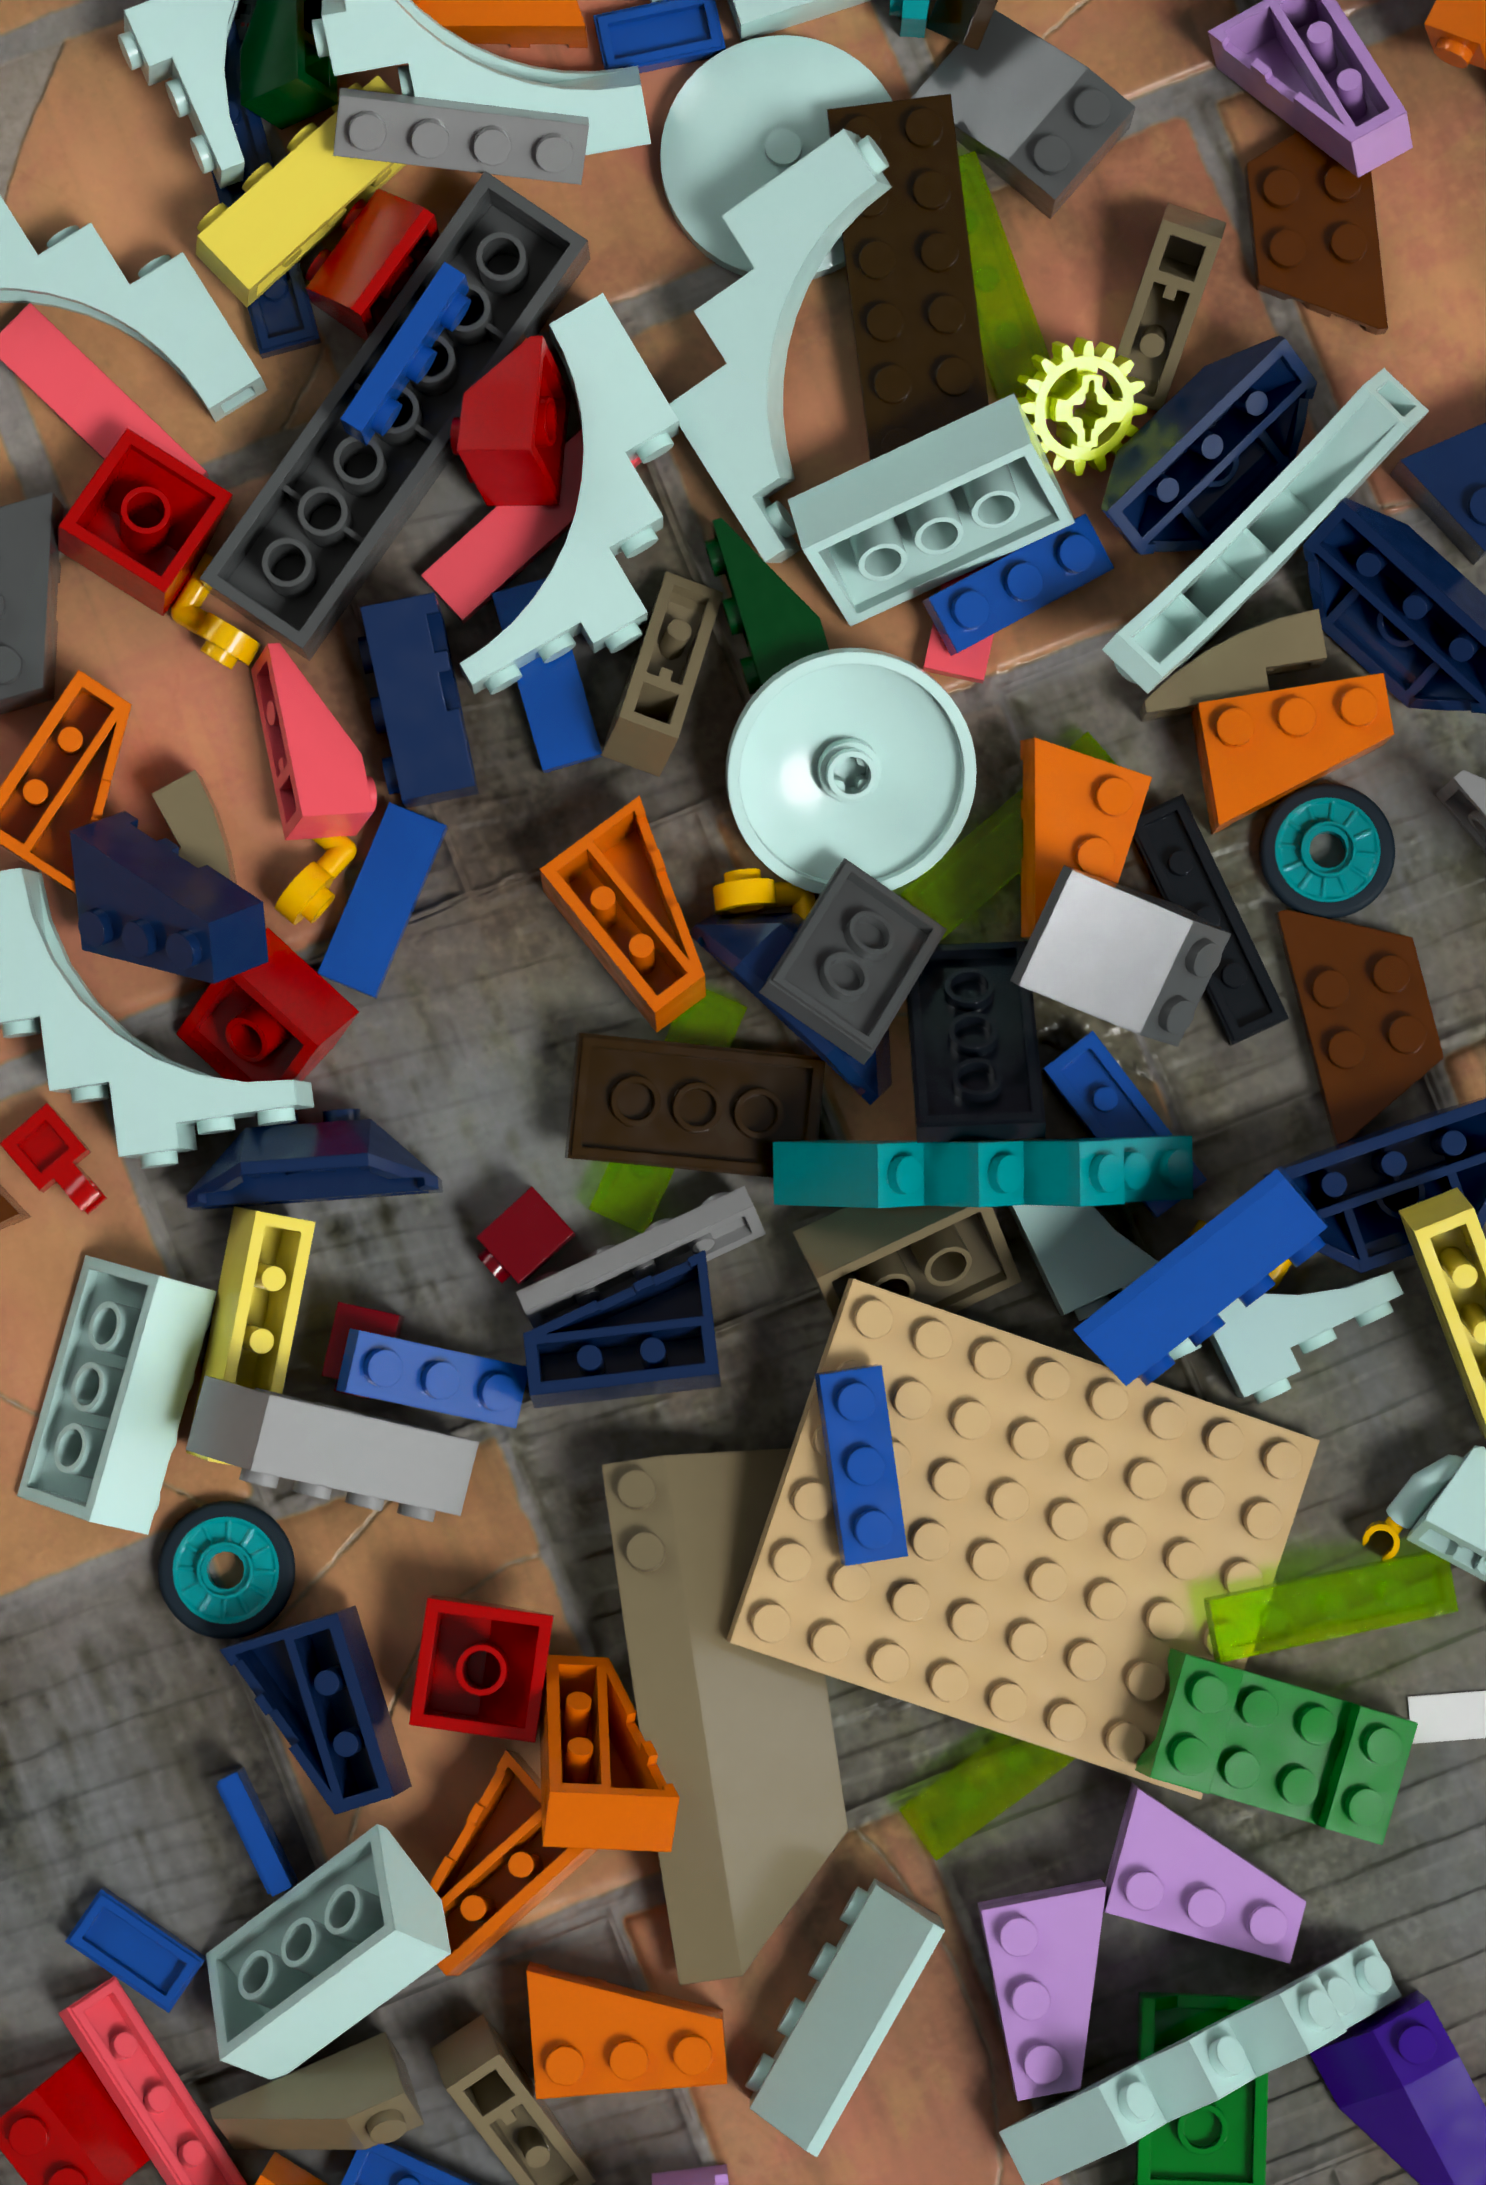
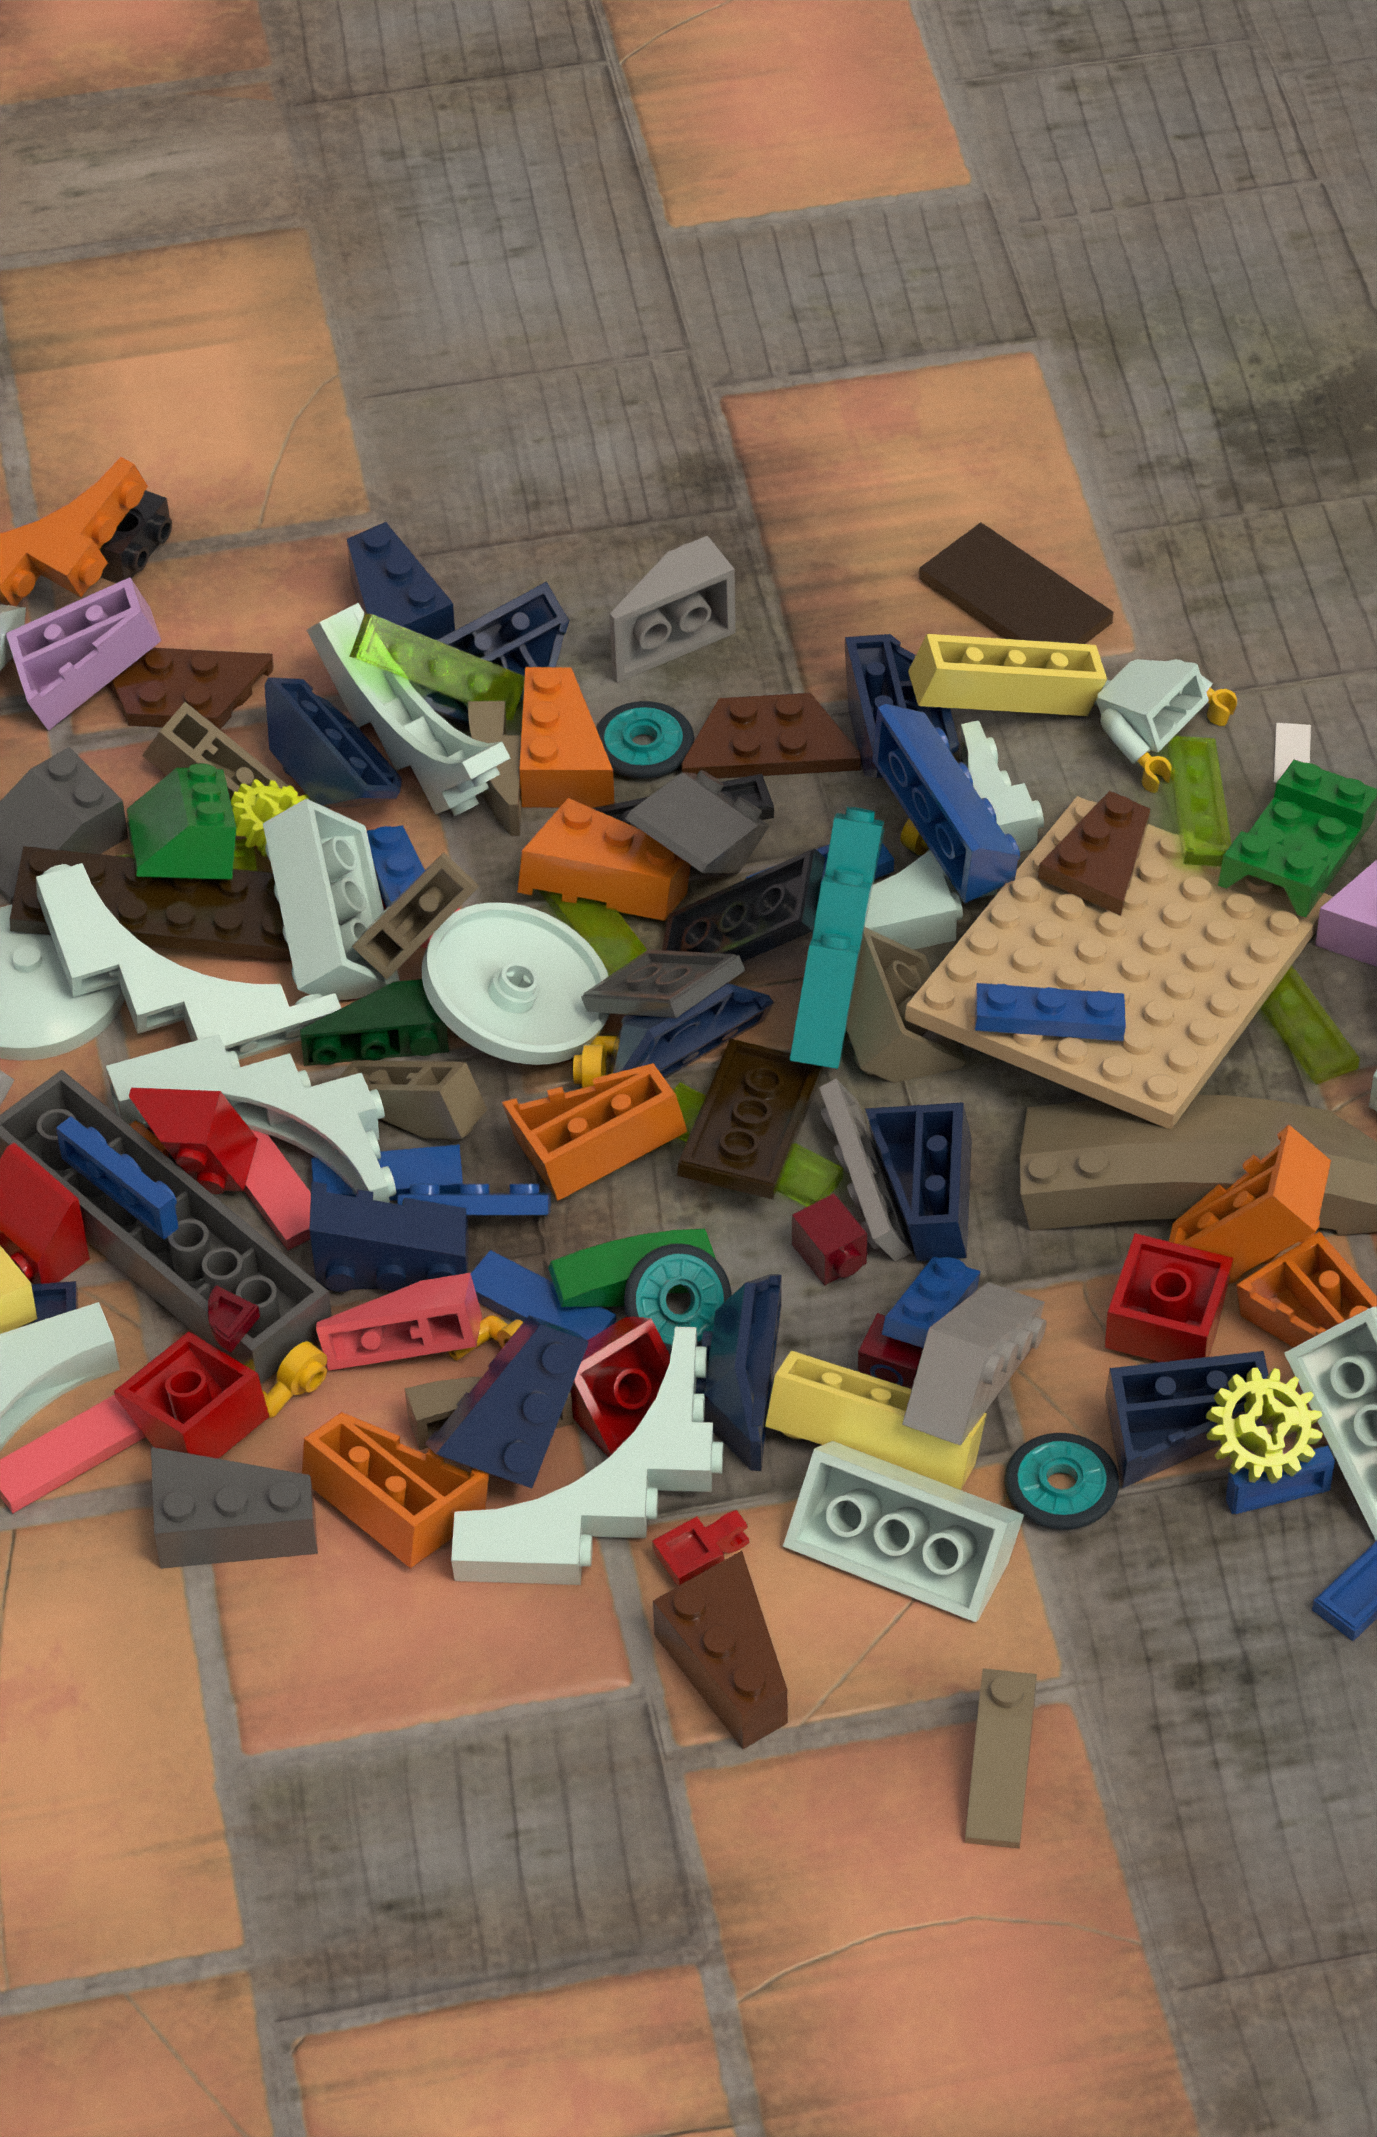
camera: 80 degrees left, 35 degrees down
(234, 539) = (230, 1317): none -> dark red tile
(270, 1780) = (1284, 1419): none -> neon yellow gear
(424, 1065) = (674, 1266): none -> teal wheel
(432, 1006) = (601, 1272): none -> green slope
(507, 790) = (475, 1197): none -> blue plate
(880, 616) = (415, 915): none -> dark tan slope
(1021, 288) = (184, 826): none -> green slope
(1188, 1489) = (1100, 853): none -> reddish brown wing
(1343, 557) = (435, 664): none -> clear neon green tile

